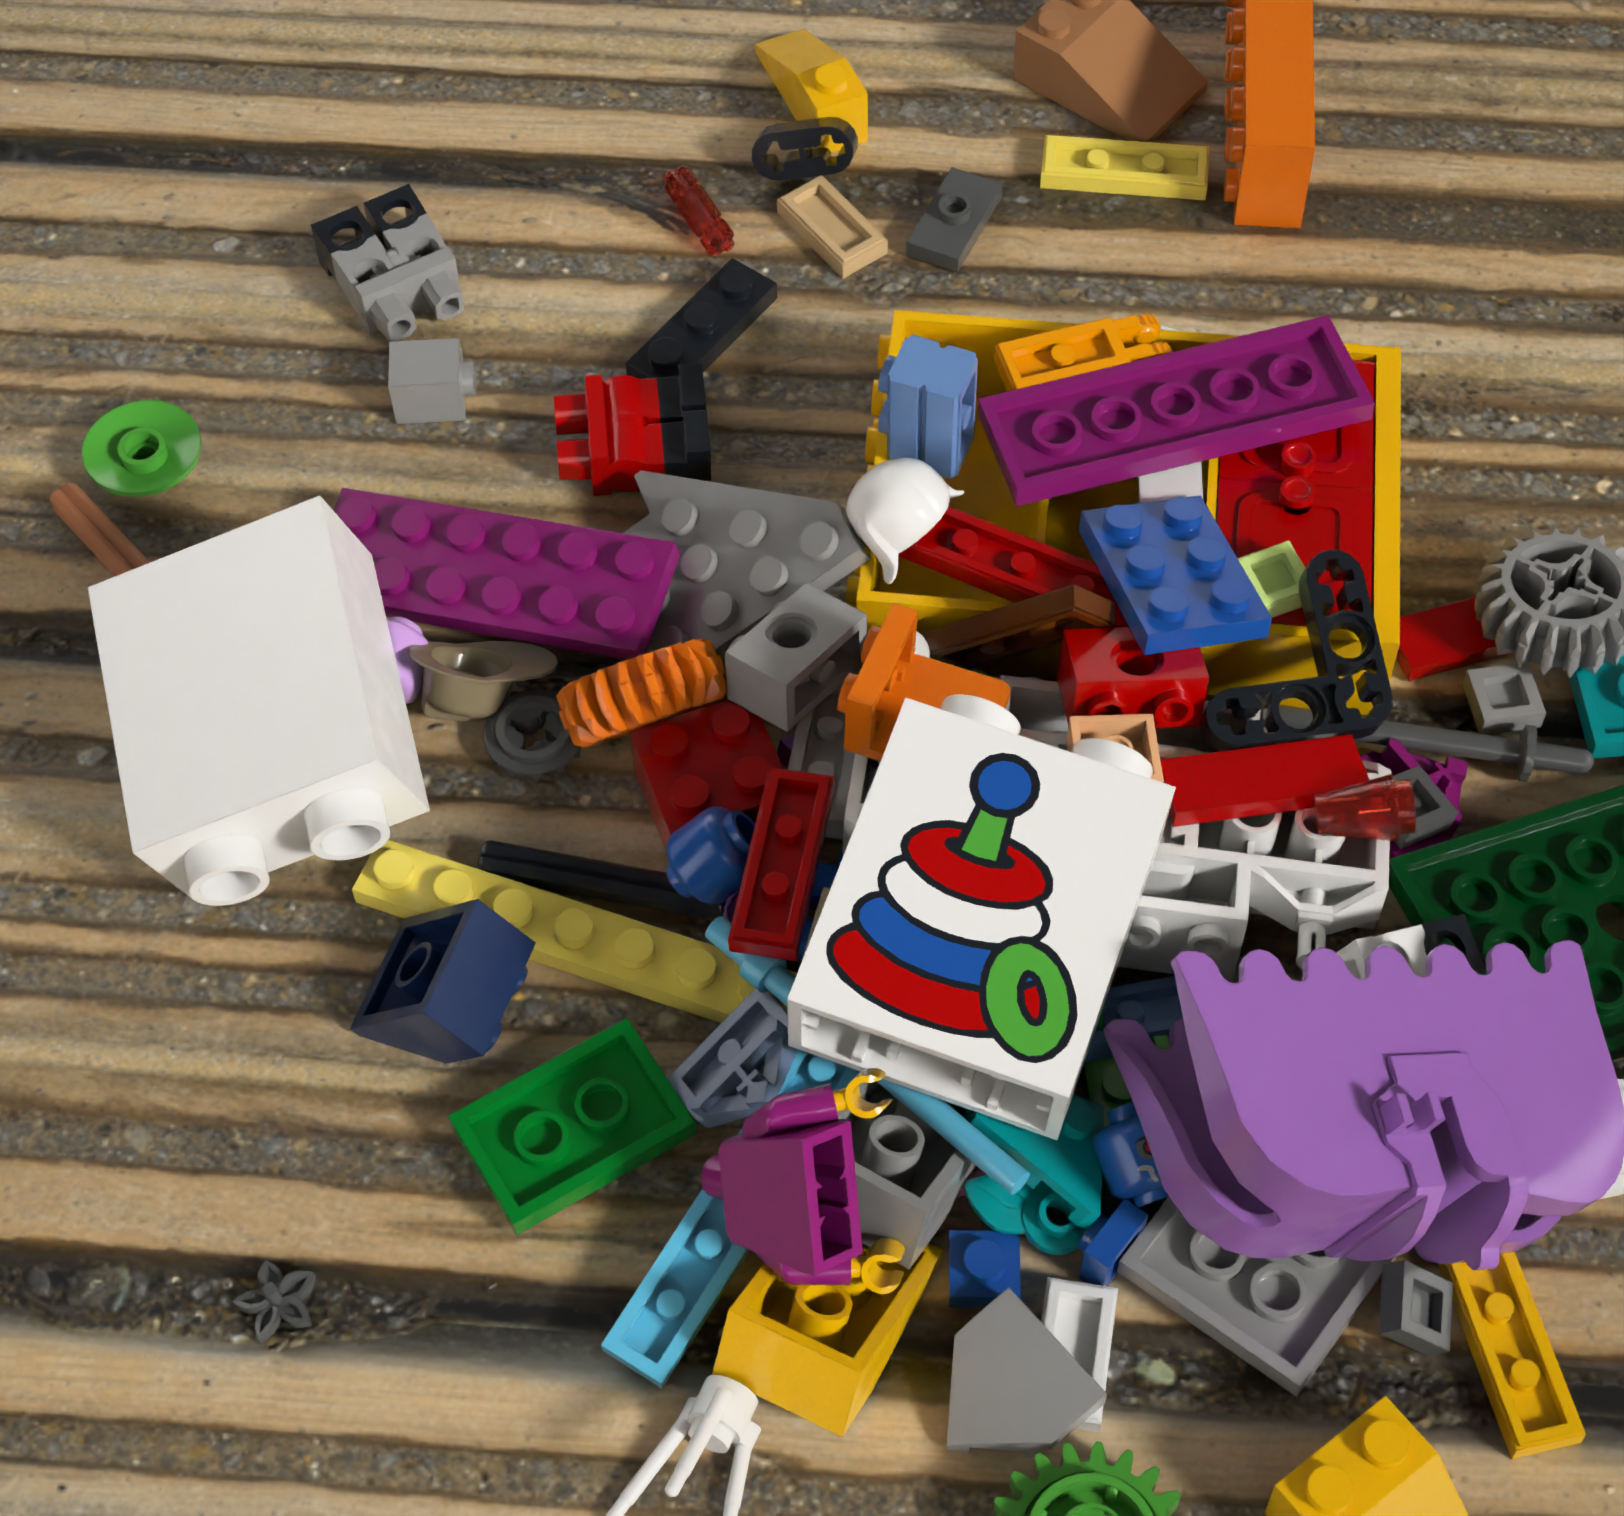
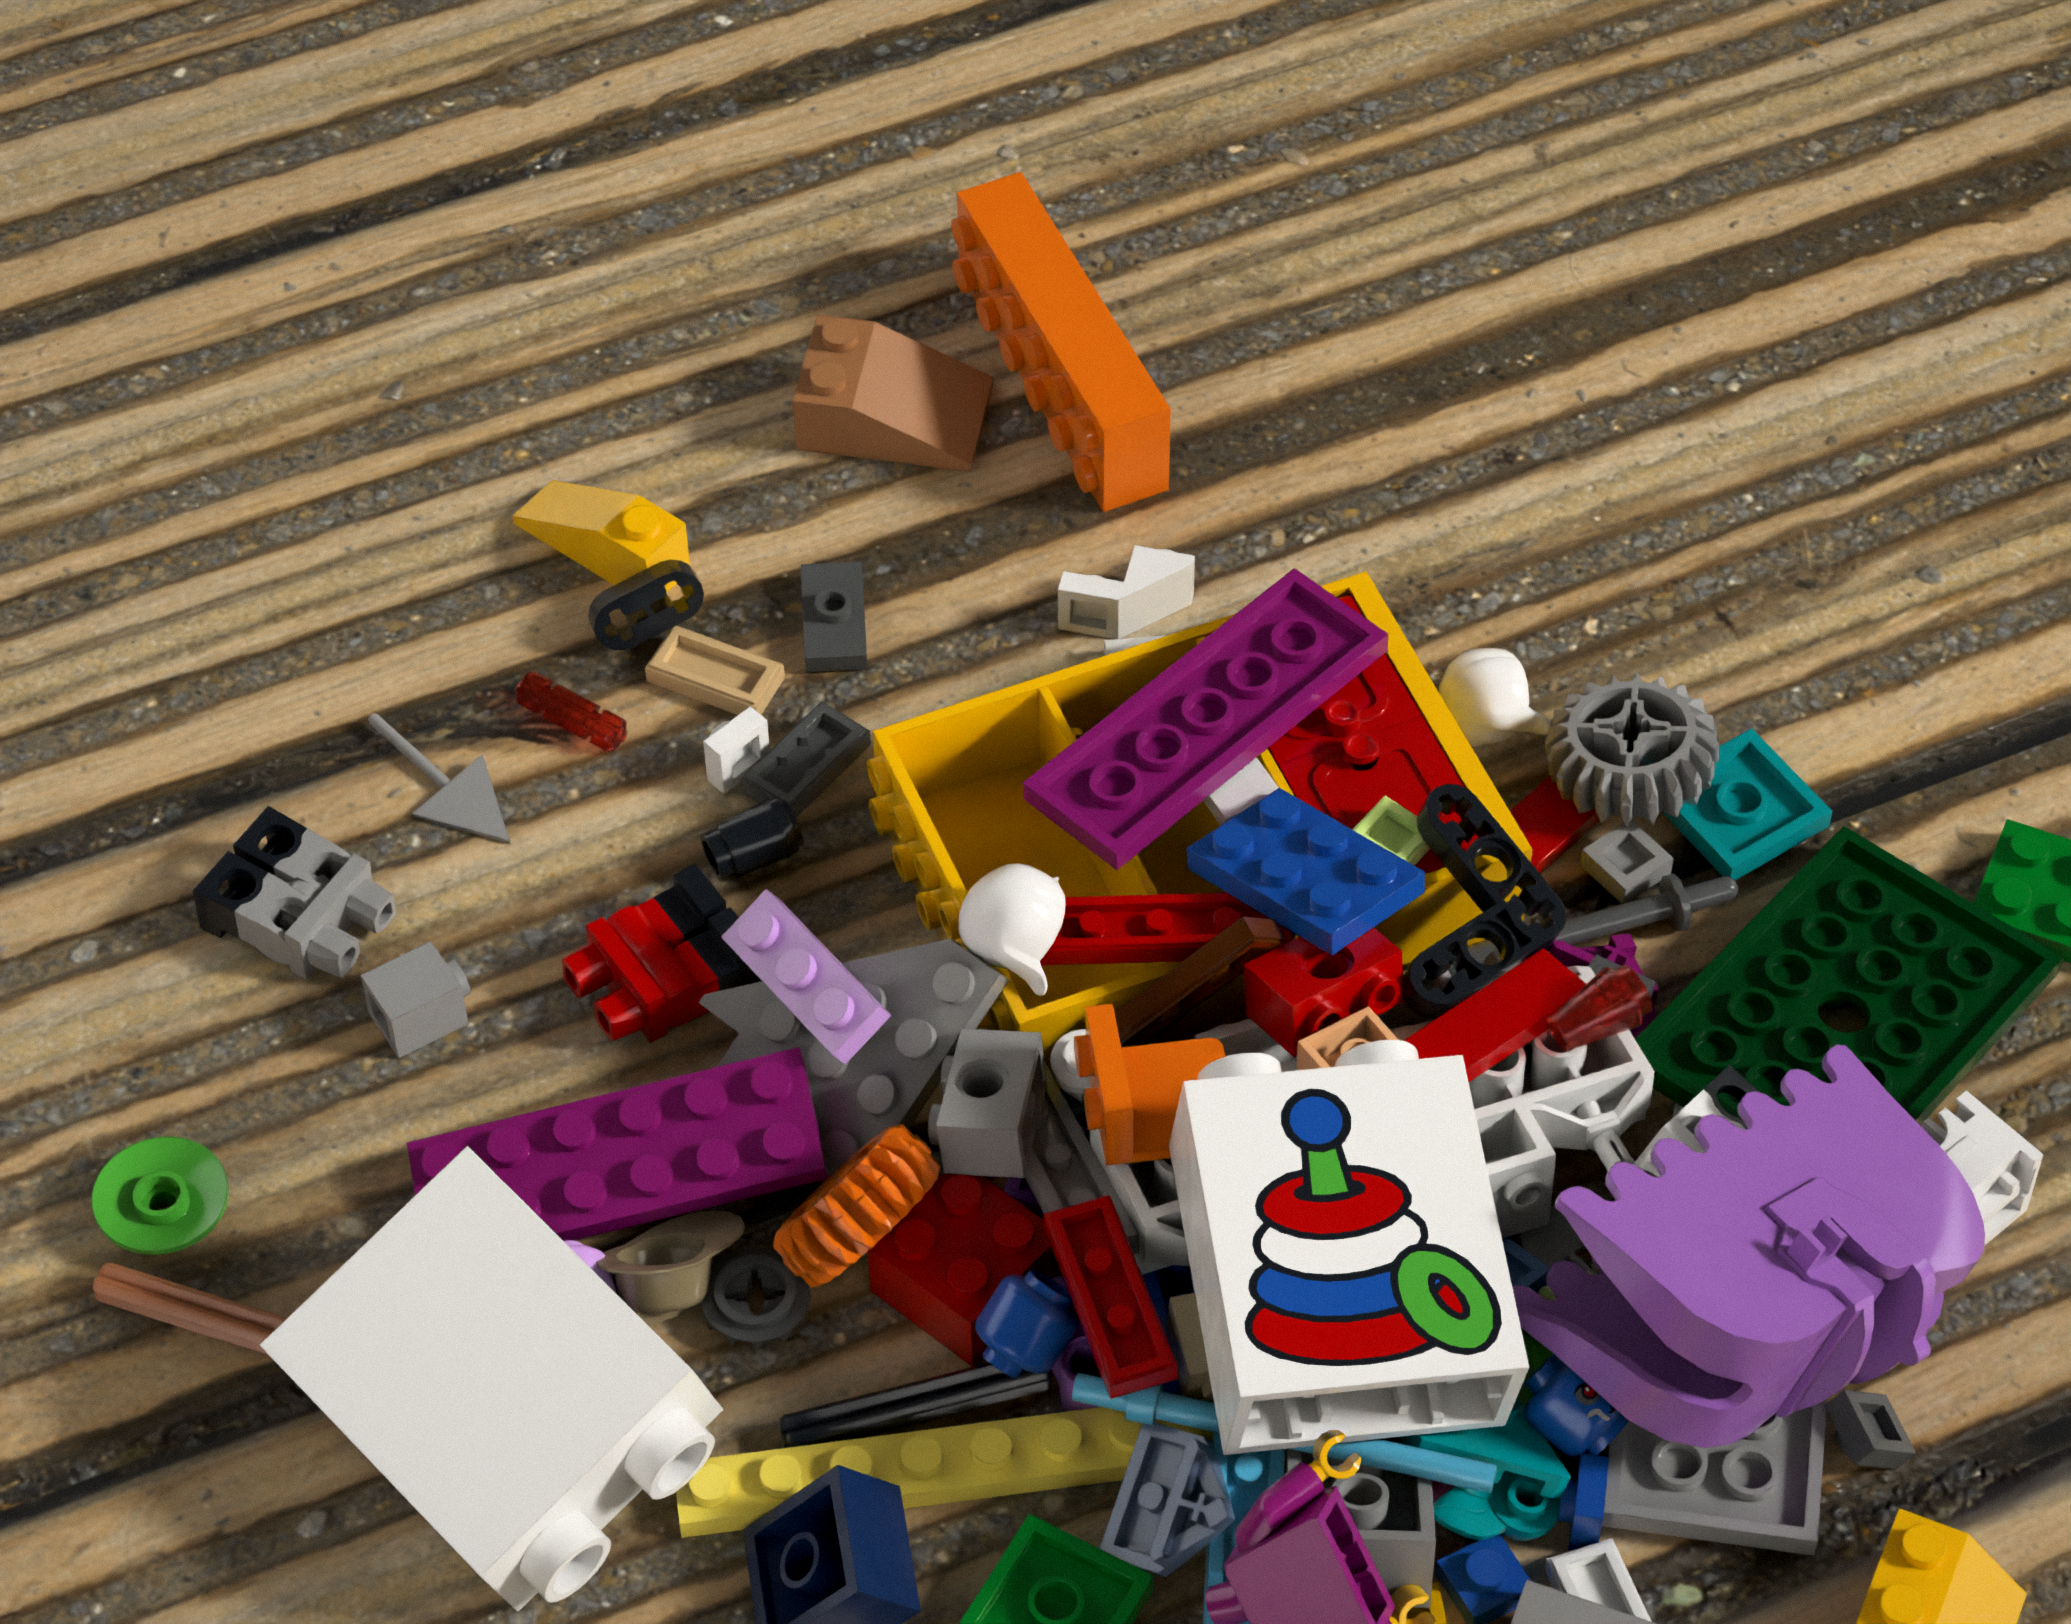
camera: 30 degrees left, 5 degrees down
(577, 247) = (461, 803): none -> light grey piece
(706, 323) = (653, 826): black plate -> none
(712, 487) = (806, 976): none -> lavender plate
(770, 367) = (752, 839): none -> black piece
(803, 291) = (735, 749): none -> white plate
(848, 323) = (807, 759): none -> dark grey plate
(929, 404) = (990, 805): medium blue brick -> none
(1078, 350) = (1081, 700): light orange hinge -> none
(1125, 167) = (966, 496): light yellow tile -> none
(1224, 299) = (1153, 588): none -> white slope
(1458, 504) = (1490, 697): none -> white hair
(1514, 1357) = (1969, 1433): yellow tile -> none

